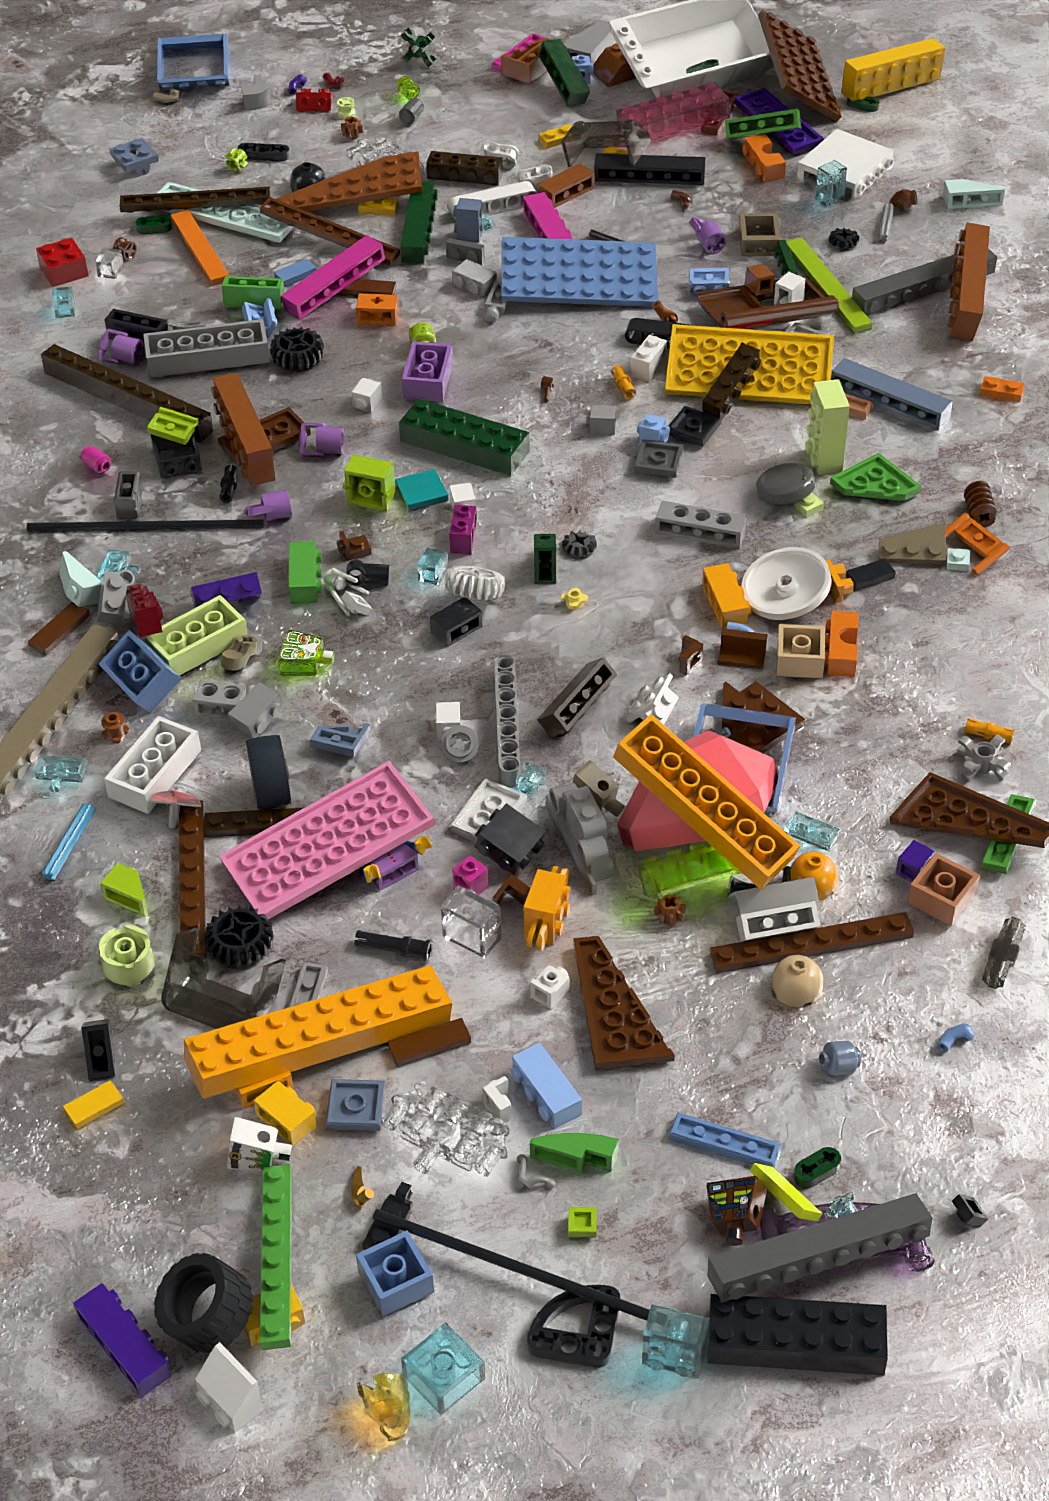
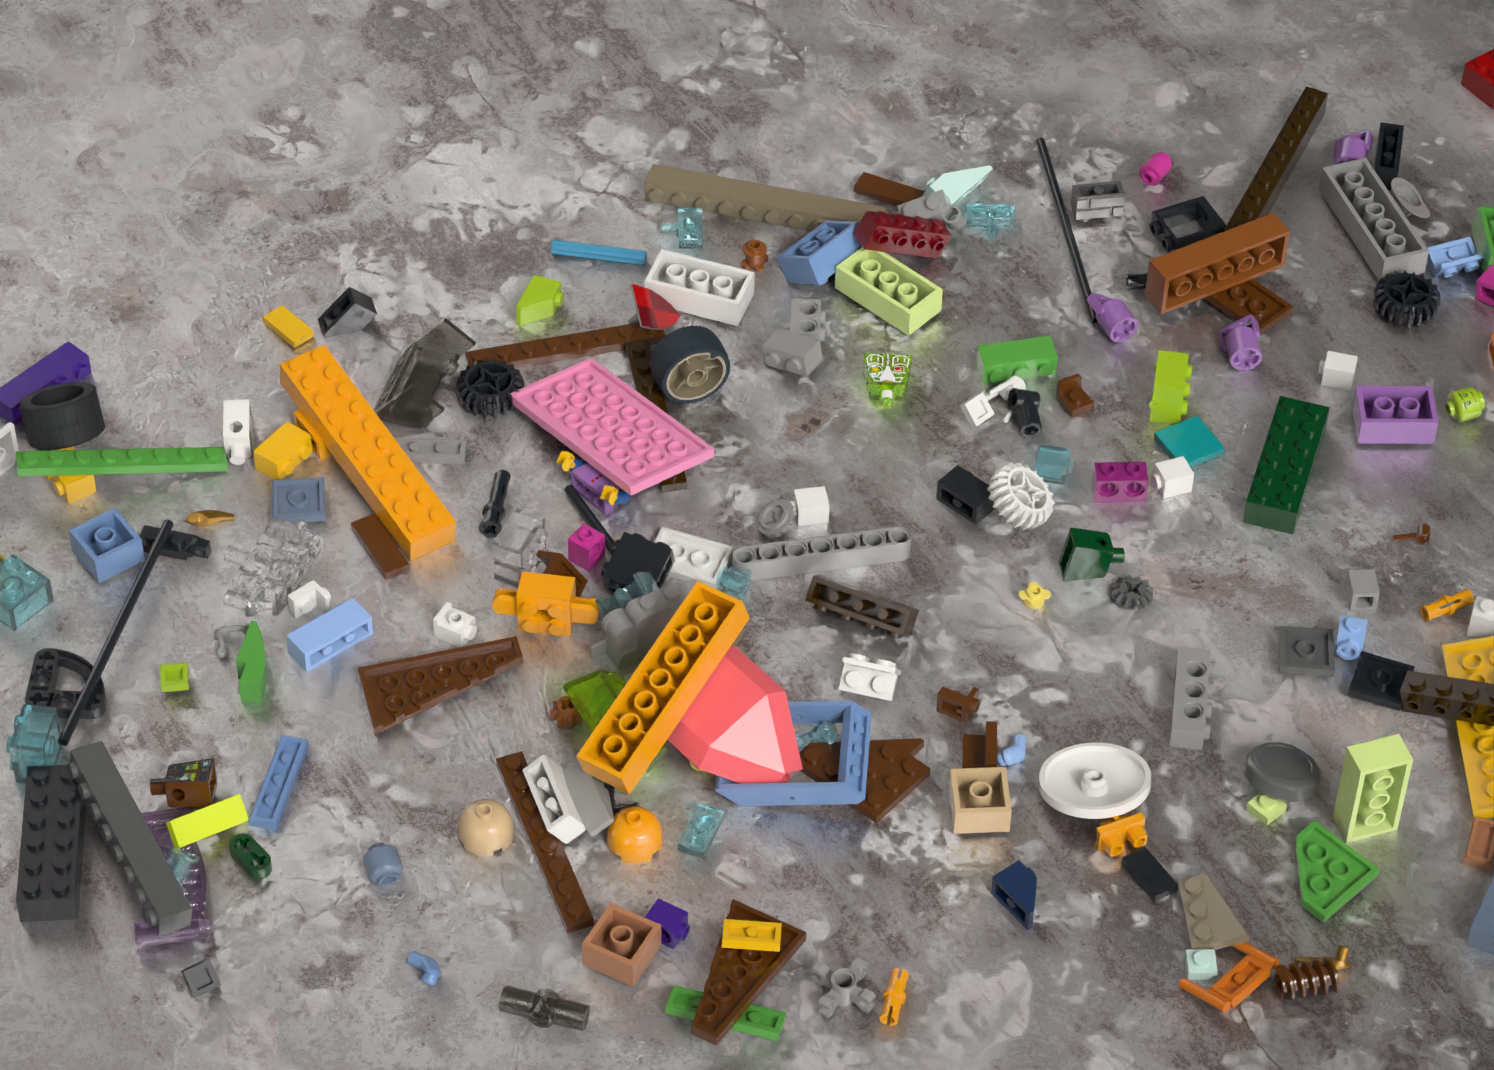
camera: 80 degrees right, 0 degrees up
(63, 302) = (1424, 93): clear light blue brick -> none
(126, 955) = (456, 304): yellowish green brick -> none
(172, 425) = (1208, 207): lime plate -> none
(231, 589) = (966, 307): dark purple arch -> none
(239, 652) = (874, 328): dark tan piece -> none
(339, 739) = (770, 426): sand blue wing -> none
(418, 879) = (588, 515): none -> black bar
(552, 841) = (643, 585): none -> clear light blue window
(725, 594) = (1068, 727): light orange brick -> none
(841, 643) = (1032, 841): orange arch -> none
(892, 644) = (1016, 891): none -> dark blue slope
(943, 798) = (751, 935): none -> yellow plate
(958, 493) = (1339, 961): none -> pearl gold bar

